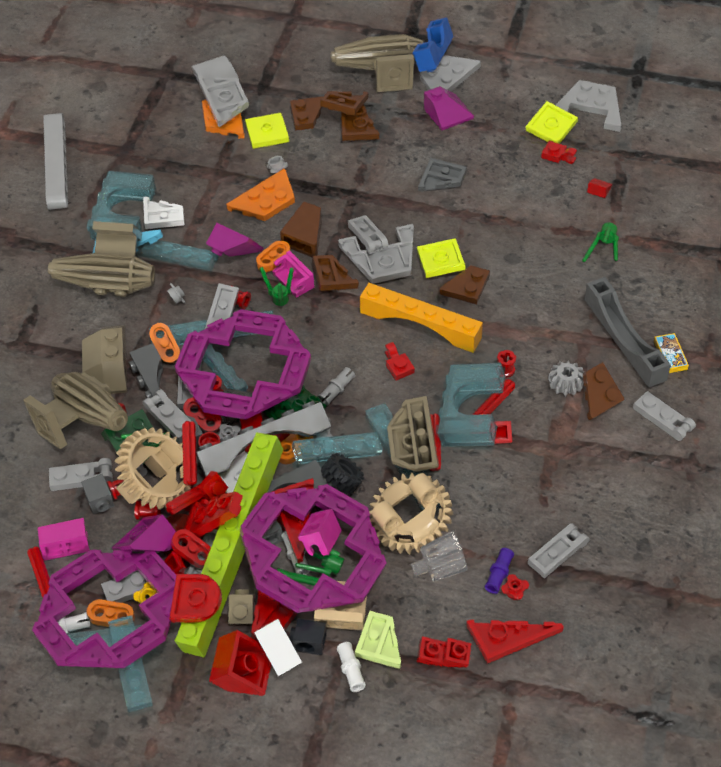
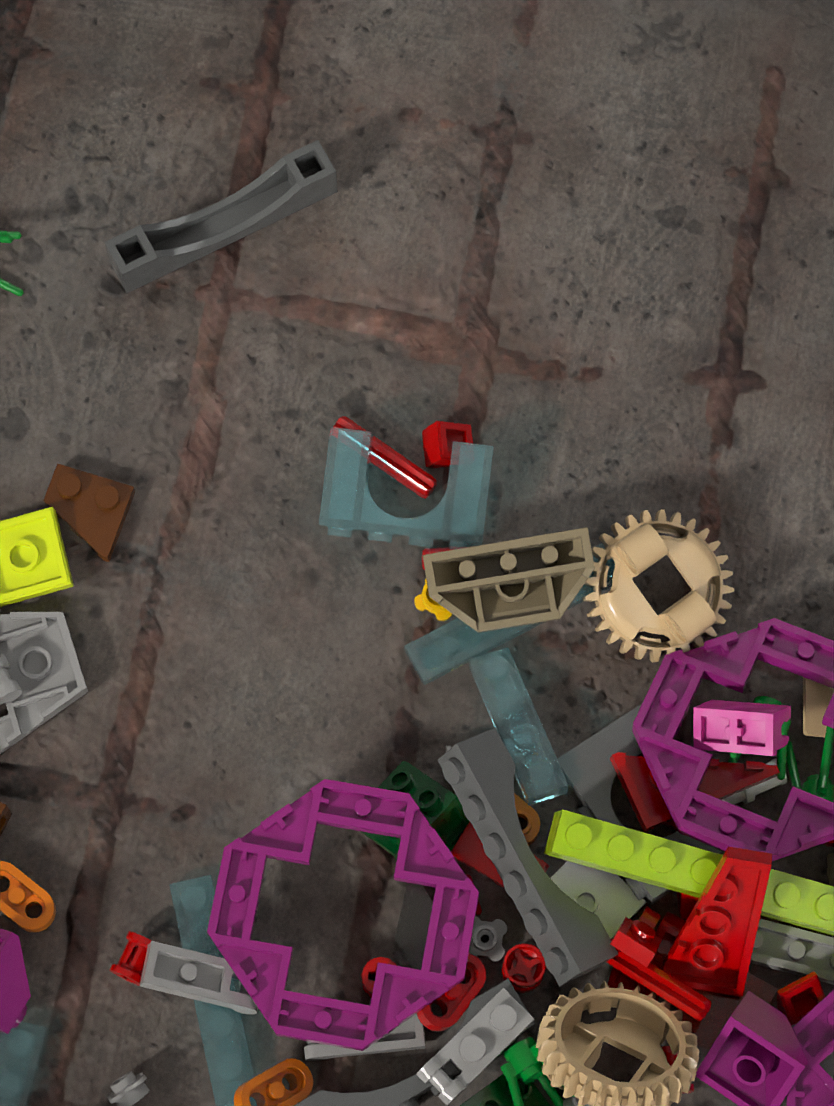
camera: 95 degrees left, 20 degrees up
(189, 453) = (577, 988): red axle -> none
(193, 547) = (776, 963): red plate -> none
(226, 372) = (339, 959): clear light blue plate -> none
(279, 292) = (125, 870): green plant -> none
(302, 277) = (71, 849): dark pink hinge -> none
(331, 274) = (67, 772): reddish brown wing -> none
(336, 386) = (361, 741): light grey pin -> none
(342, 473) = (581, 709): black tyre -> none
(398, 365) = (298, 628): red plate -> none
(441, 558) = (745, 516): clear torso -> none
(456, 328) = (170, 624): light orange arch -> none
(499, 570) = (749, 441): dark purple pin -> none
(509, 365) = (307, 438): red bush -> none
(514, 593) = (778, 428): red plate -> none
(557, 550) = (700, 347): light grey plate -> none
(566, 378) = (320, 336): light grey gear -> none
(600, 390) = (361, 267): reddish brown wing -> none
(663, 416) = (400, 170): light grey plate -> none
(672, 351) = (253, 149): tile -> none

